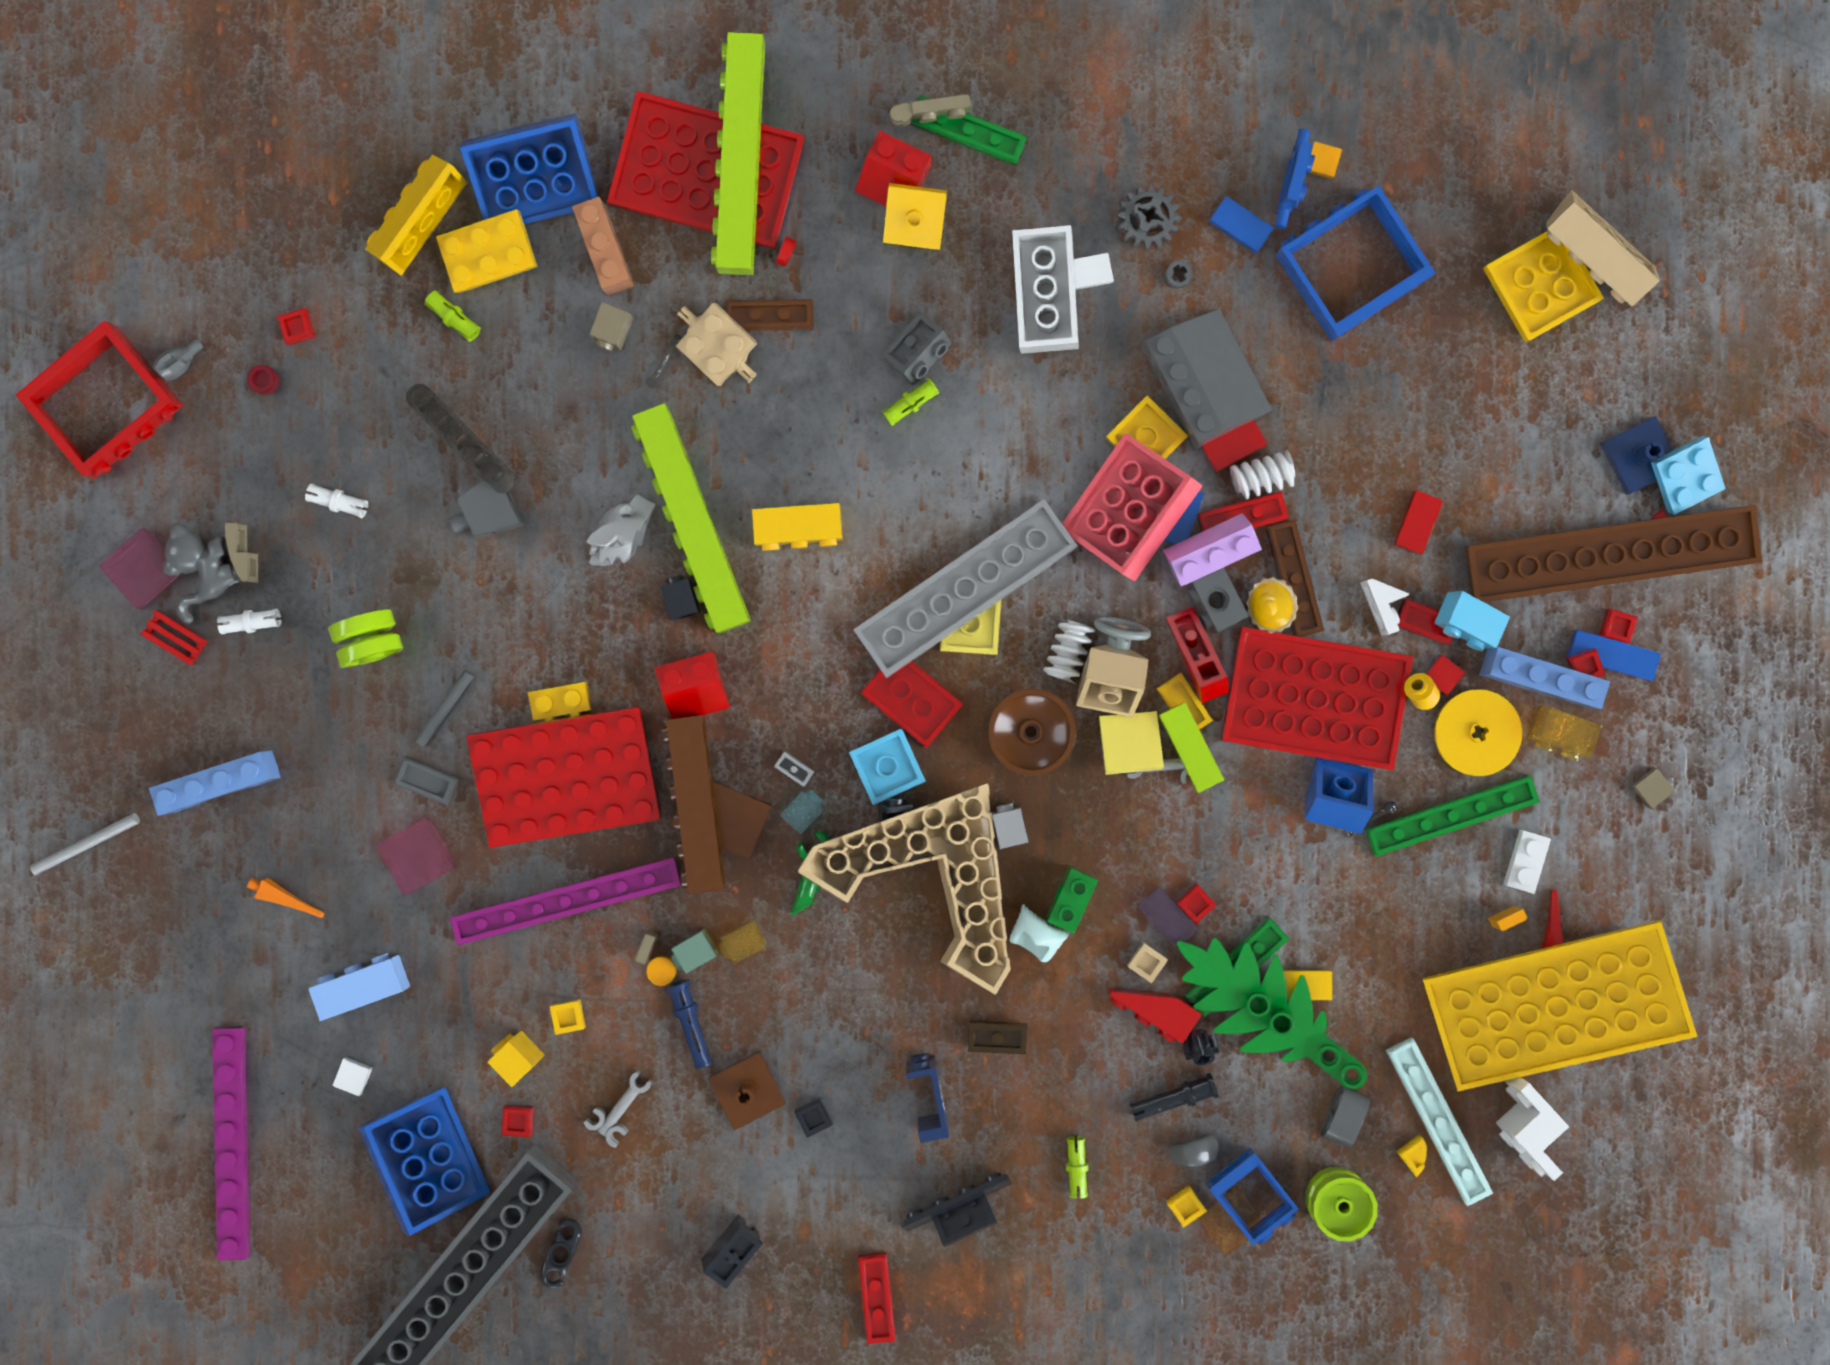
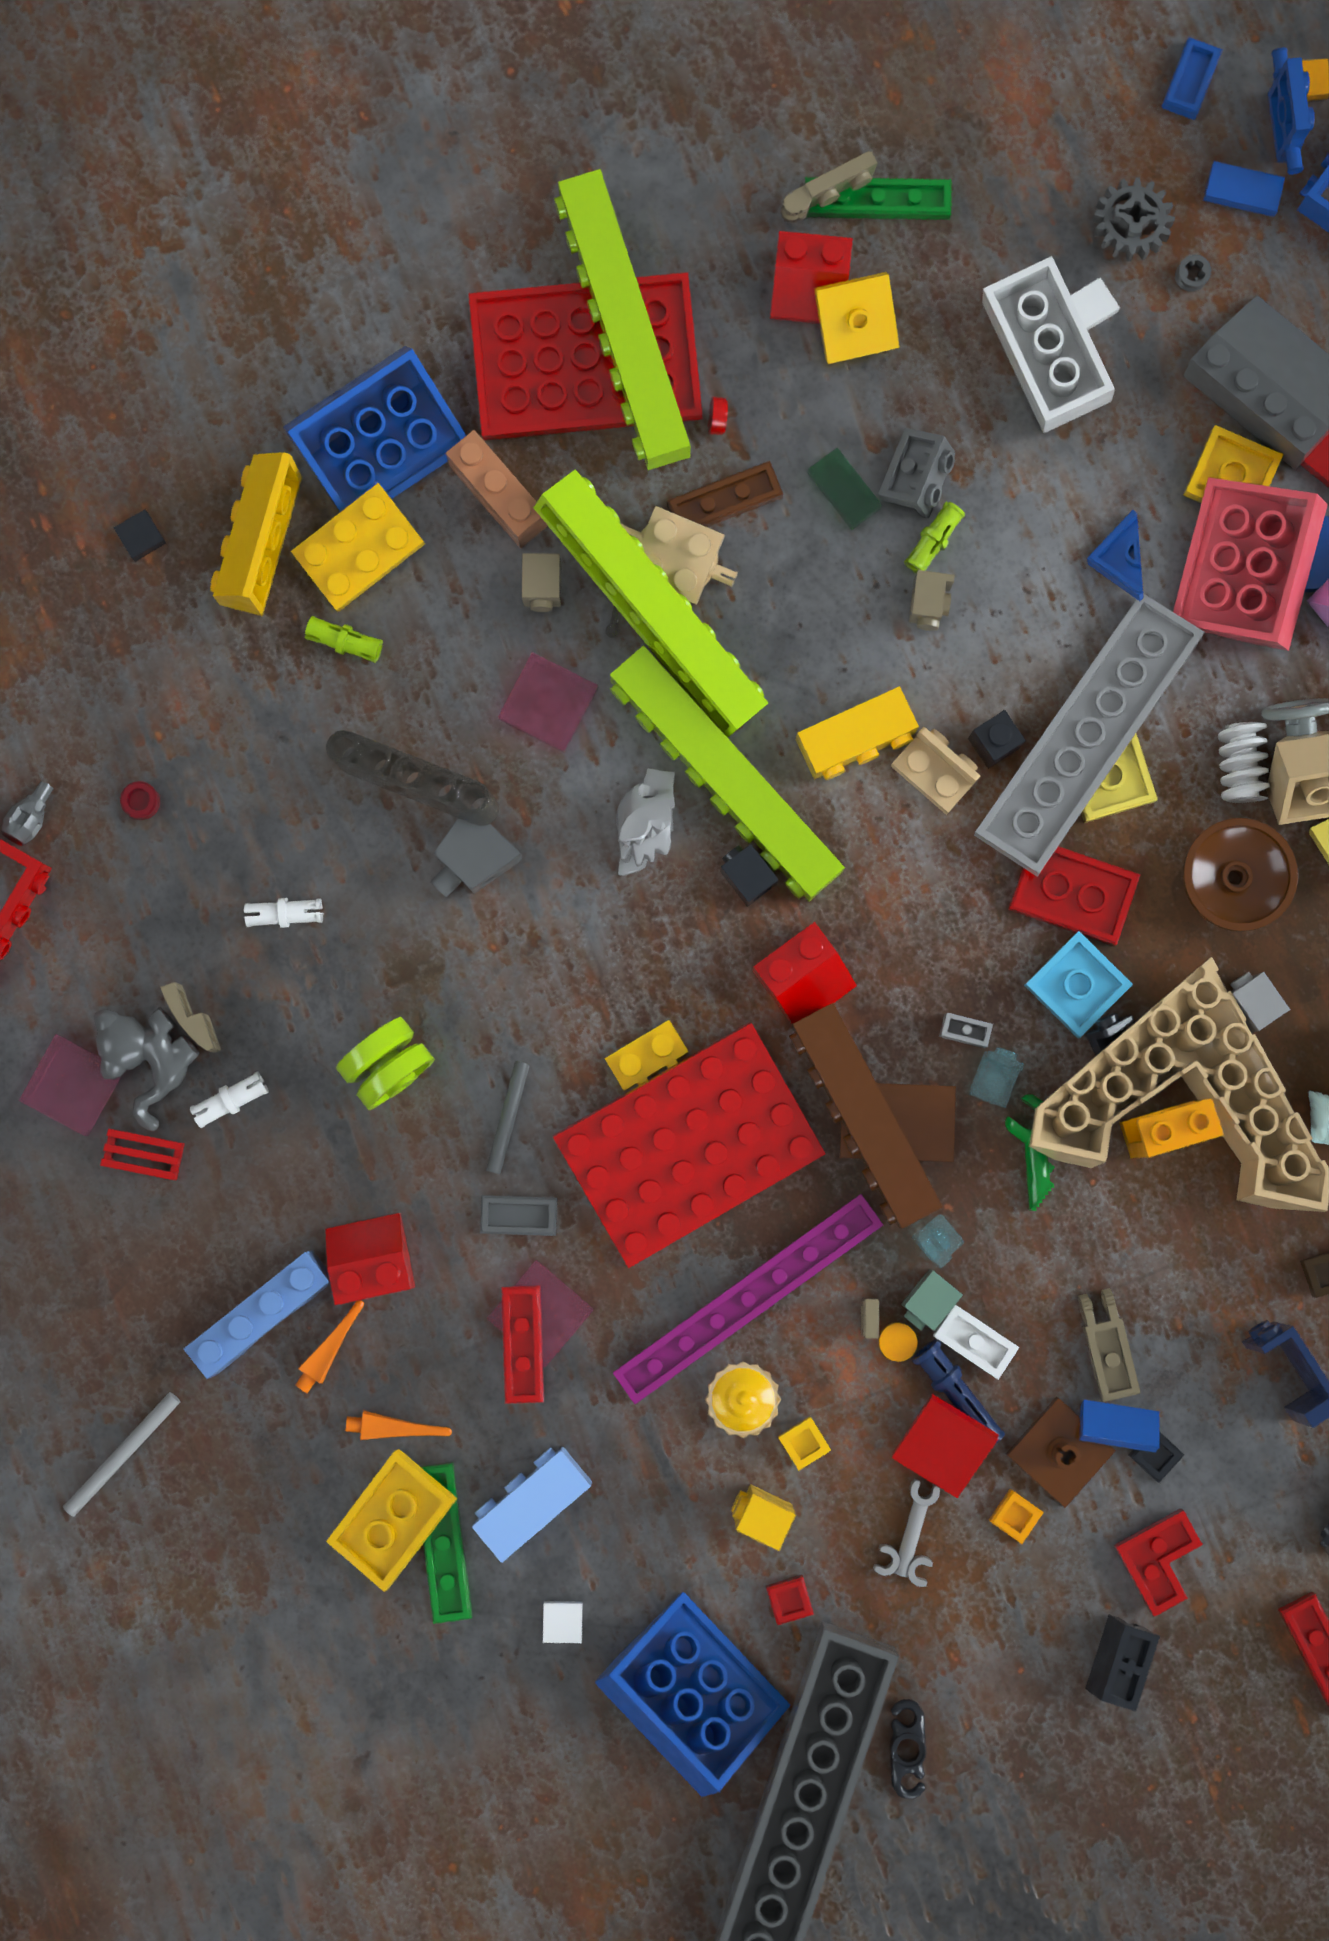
camera: 25 degrees left, 5 degrees down
(231, 1143) = (441, 1767): magenta plate -> none
(247, 832) = (319, 1362): none -> orange piece
(255, 961) = (391, 1520): none -> yellow plate
(289, 990) = (446, 1557): none -> green tile
(296, 326) = (157, 722): red tile -> none
(306, 773) = (368, 1259): none -> red slope
(332, 182) = (139, 535): none -> black tile
(393, 873) = (522, 1344): none -> red tile
(534, 970) = (743, 1399): none -> yellow piece
(584, 418) = (548, 702): none -> clear pink tile
(665, 1056) = (945, 1446): none -> red tile
(679, 373) = (650, 602): none -> lime brick
(698, 1122) = (1016, 1516): none -> light orange tile
(715, 911) = (938, 1240): none -> clear light blue bracket
(716, 991) = (976, 1341): none -> white plate
(742, 942) = (985, 1267): clear yellow brick -> none
(778, 1187) = (1149, 1555): none -> red plate
(793, 1088) = (1119, 1425): none -> blue tile
(807, 1033) = (1109, 1349): none -> dark tan hinge
(845, 574) = (936, 769): none -> tan bracket
(860, 340) = (844, 488): none -> clear green tile
(888, 446) = (929, 599): none -> dark tan brick
(896, 567) = (996, 739): none -> black brick
(908, 895) = (1171, 1128): none -> light orange panel
(1040, 466) = (1120, 557): none -> blue tile
(1236, 126) = (1191, 78): none -> blue tile

